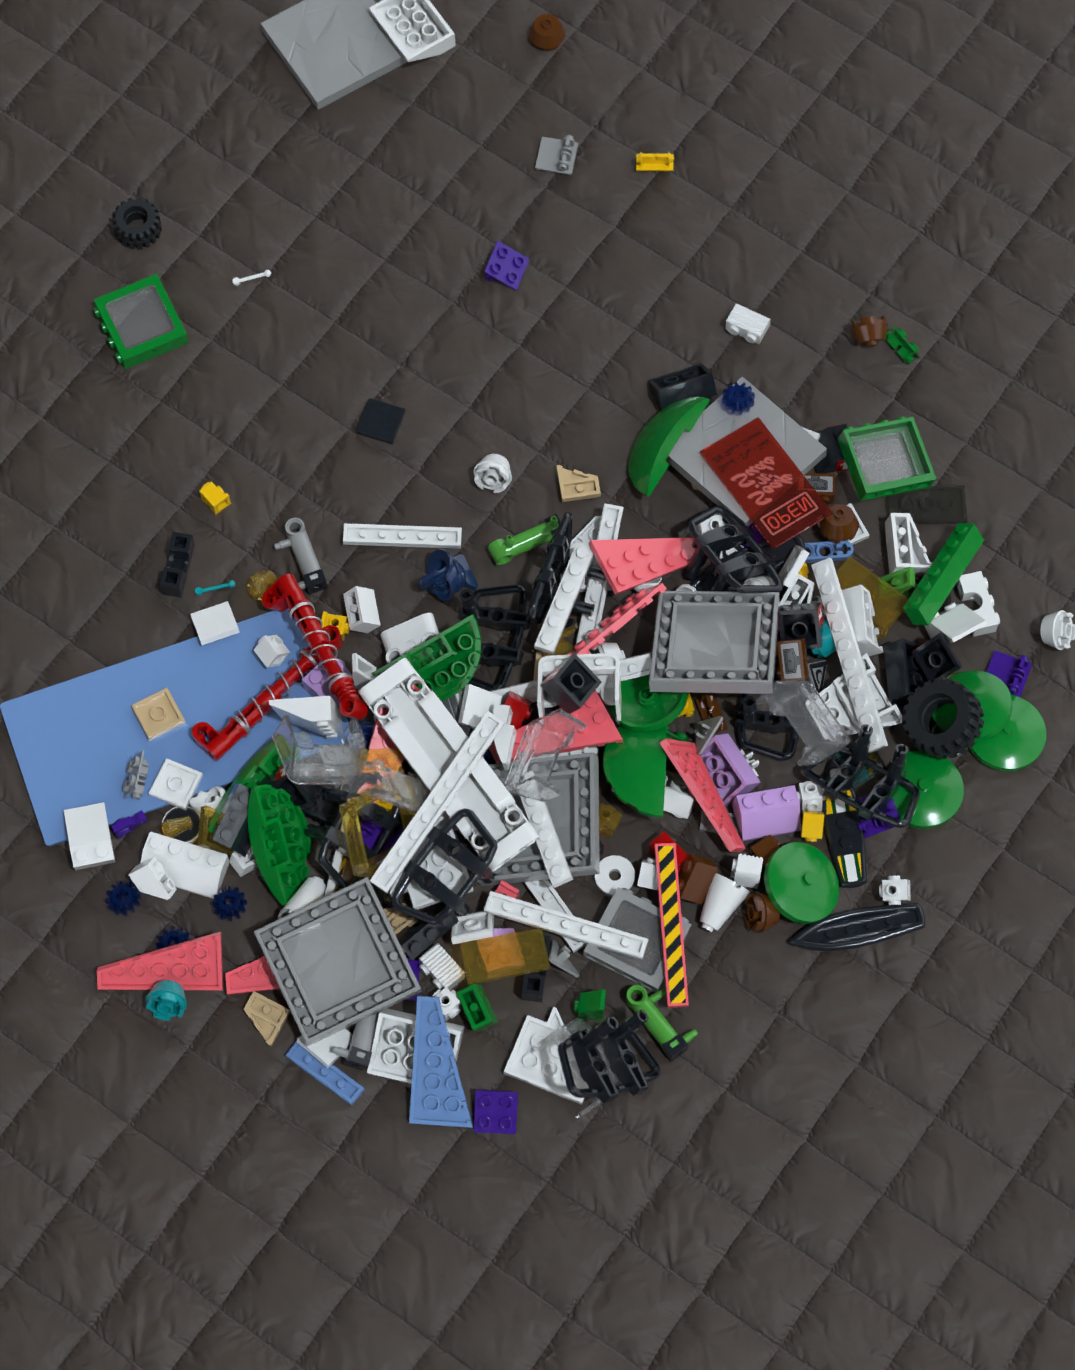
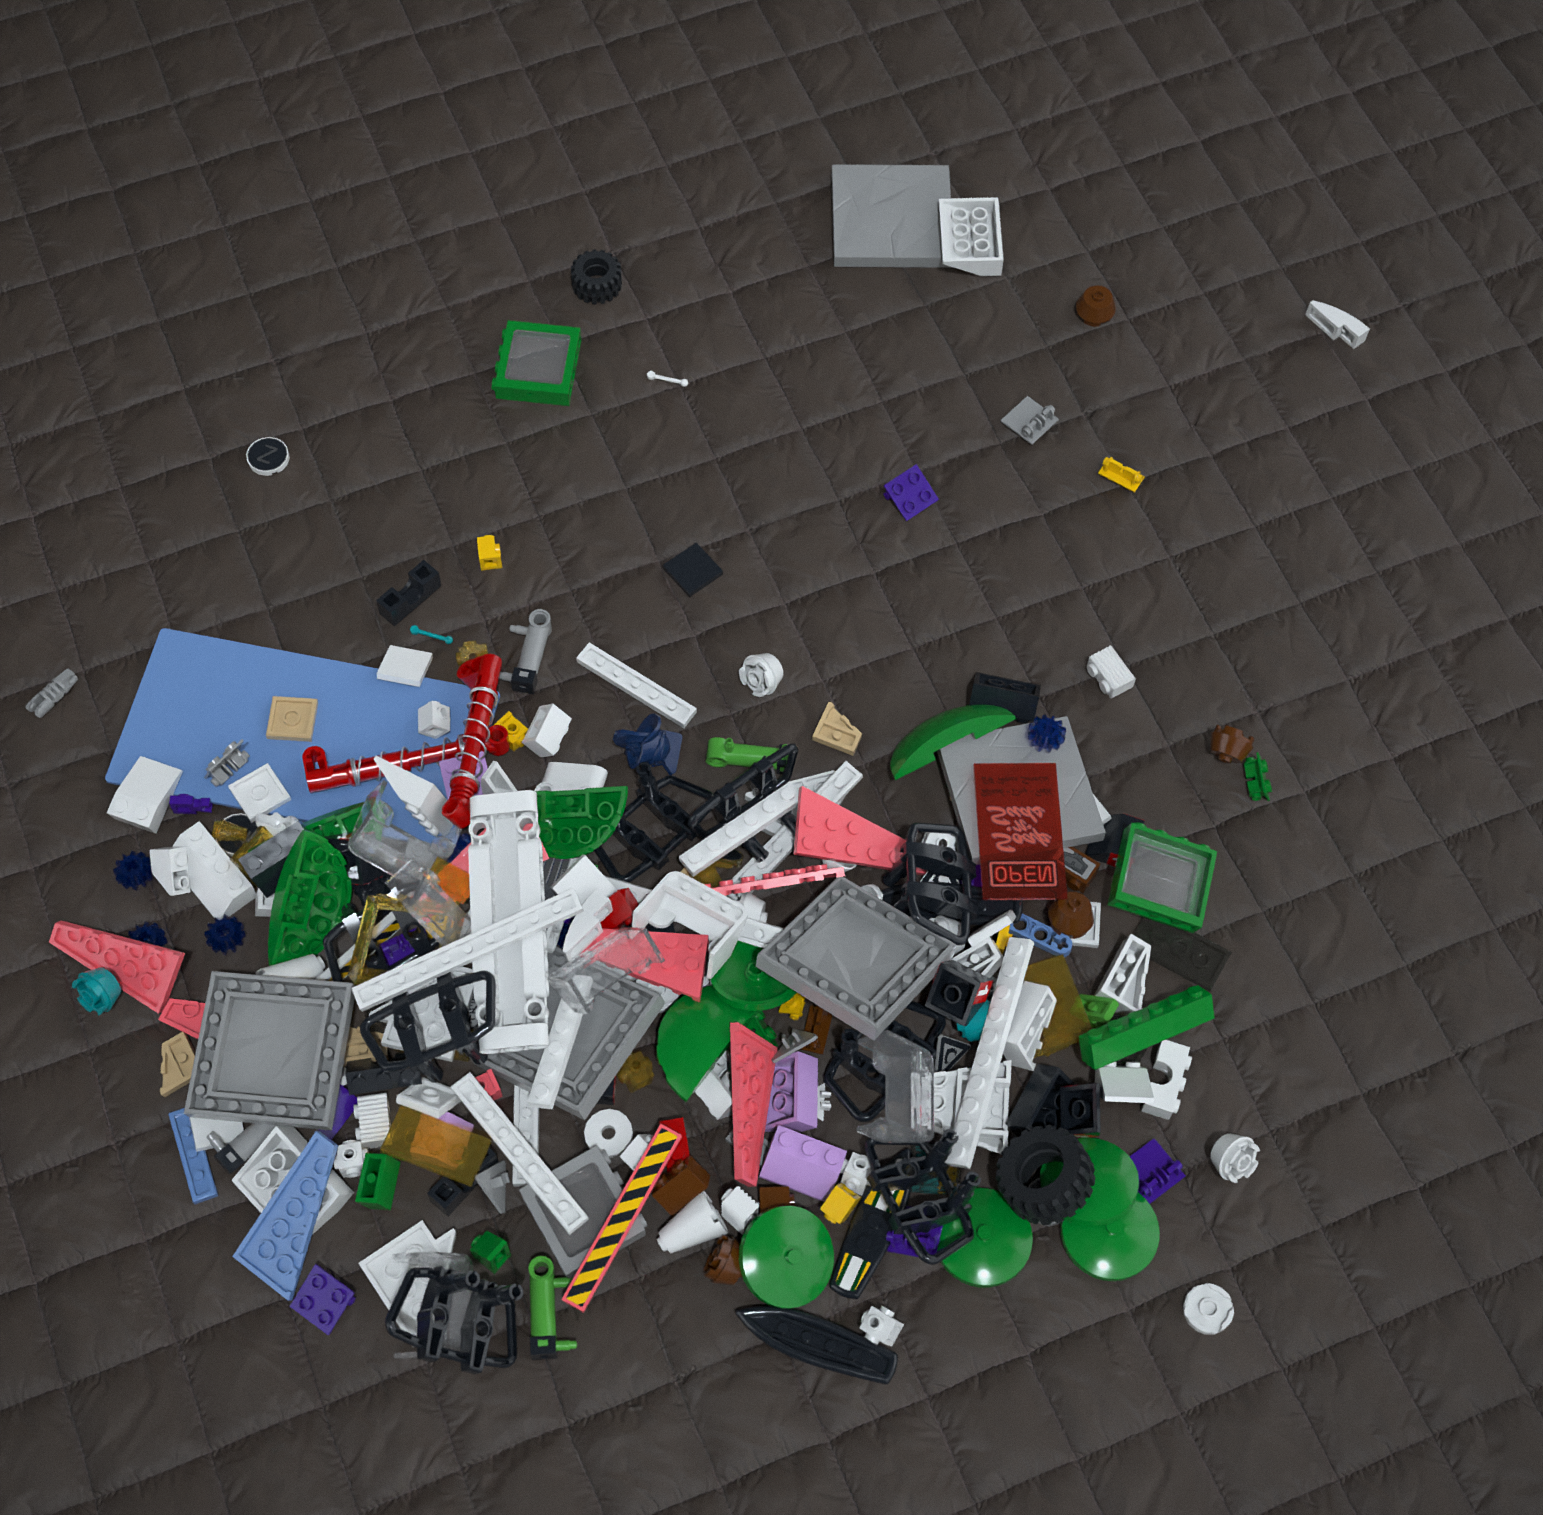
camera: 30 degrees right, 5 degrees down
(571, 684) = (682, 912): black slope -> none
(792, 659) = (926, 1021): brick -> none

